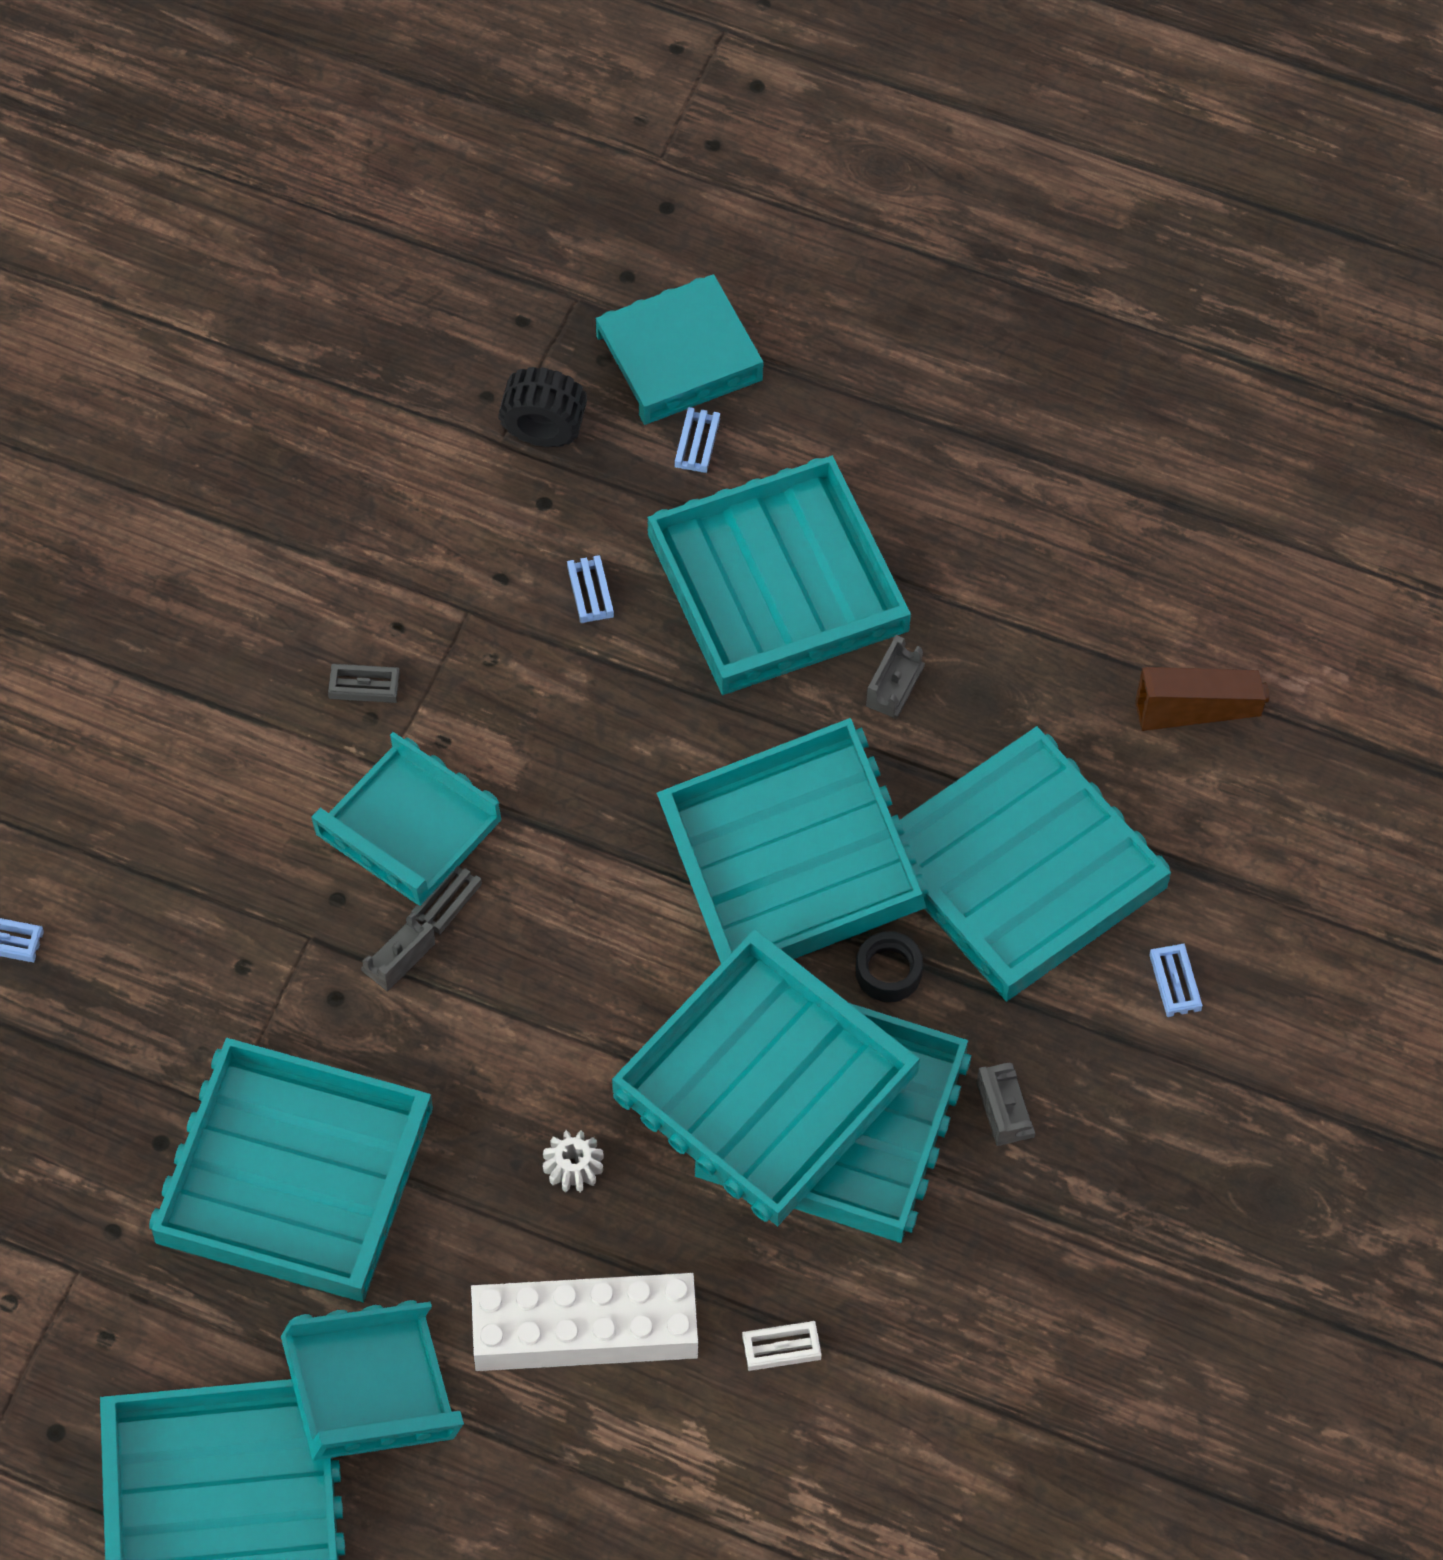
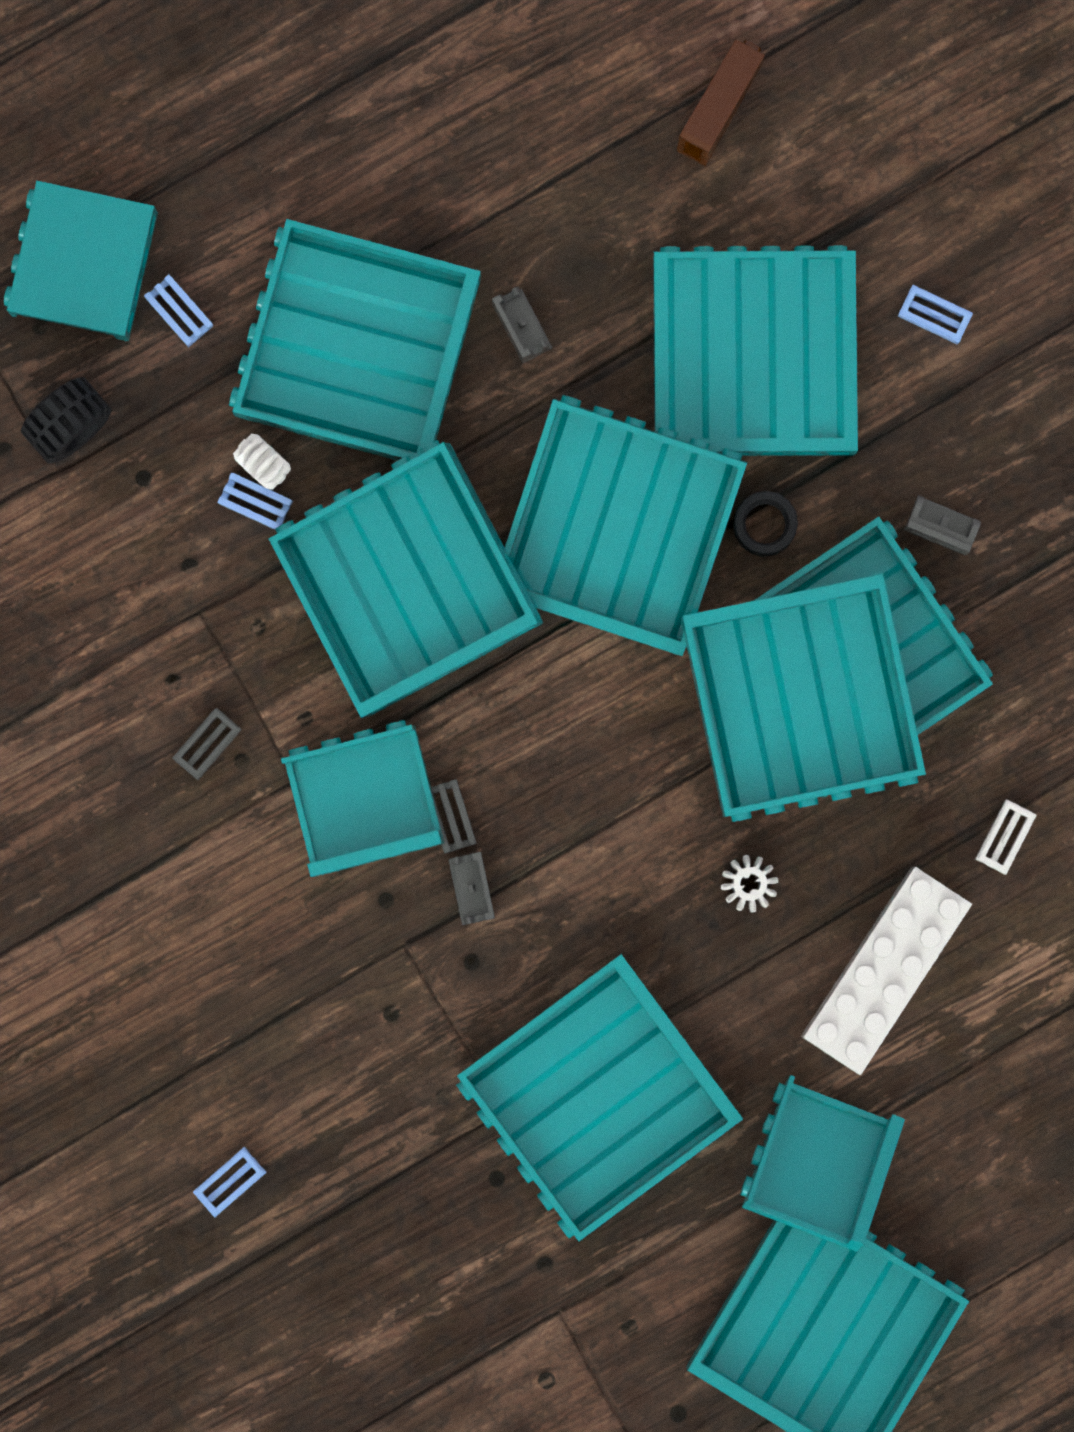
camera: 50 degrees left, 25 degrees up
(615, 724) = (405, 578): none -> teal panel
(625, 565) = (262, 461): none -> white gear

